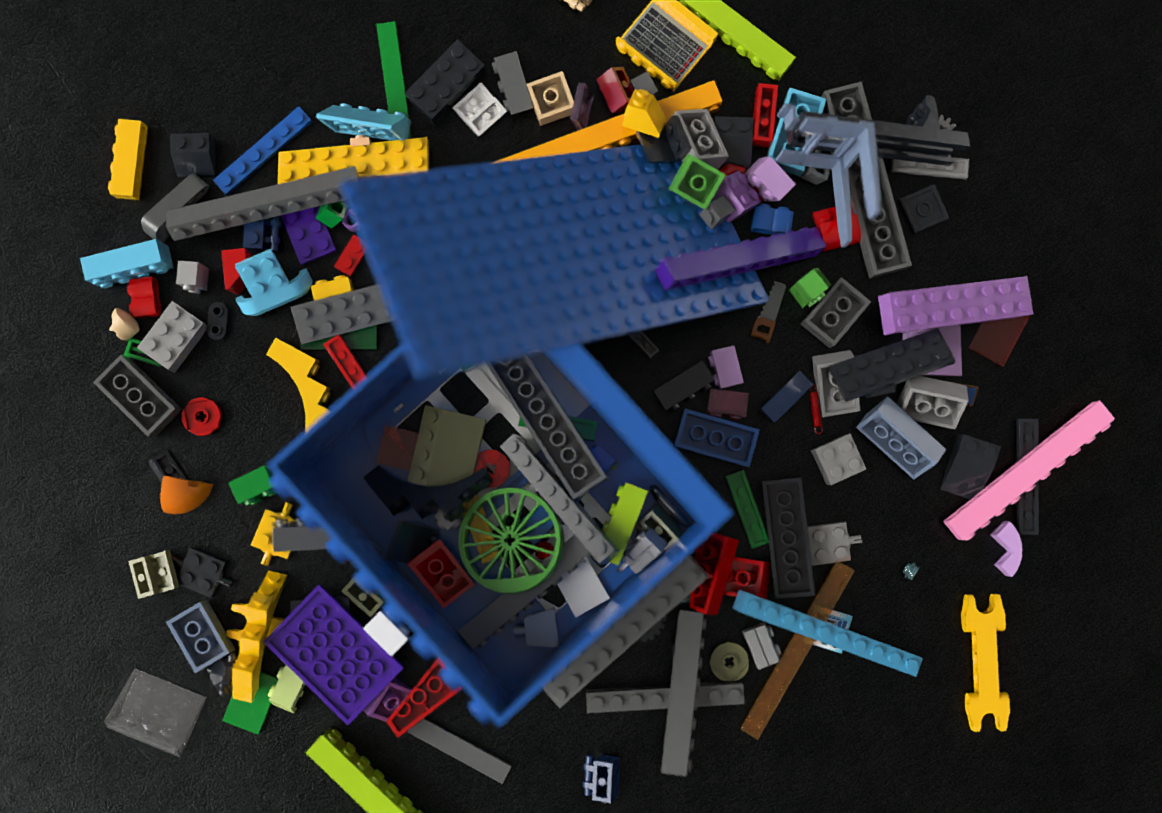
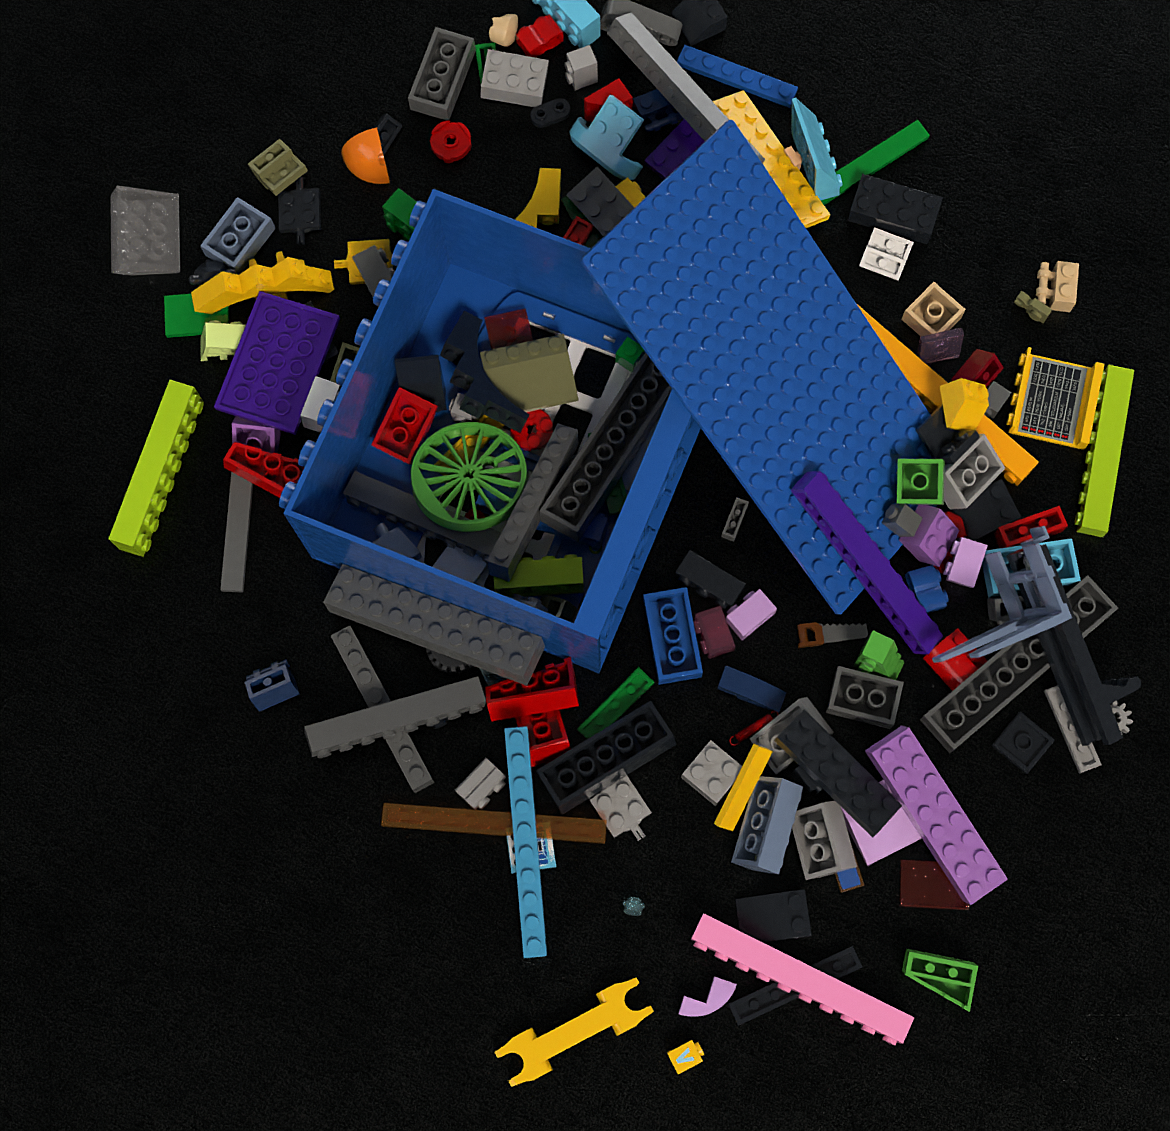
camera: 65 degrees right, 10 degrees down
(512, 83) = (929, 268): dark grey wedge -> none
(585, 15) = (1035, 308): none -> olive plate
(729, 672) = (443, 748): olive plate -> none
(862, 442) = (743, 787): none -> yellow tile
(1042, 586) = (686, 1056): none -> yellow brick
(1072, 361) = (942, 974): none -> bright green wedge

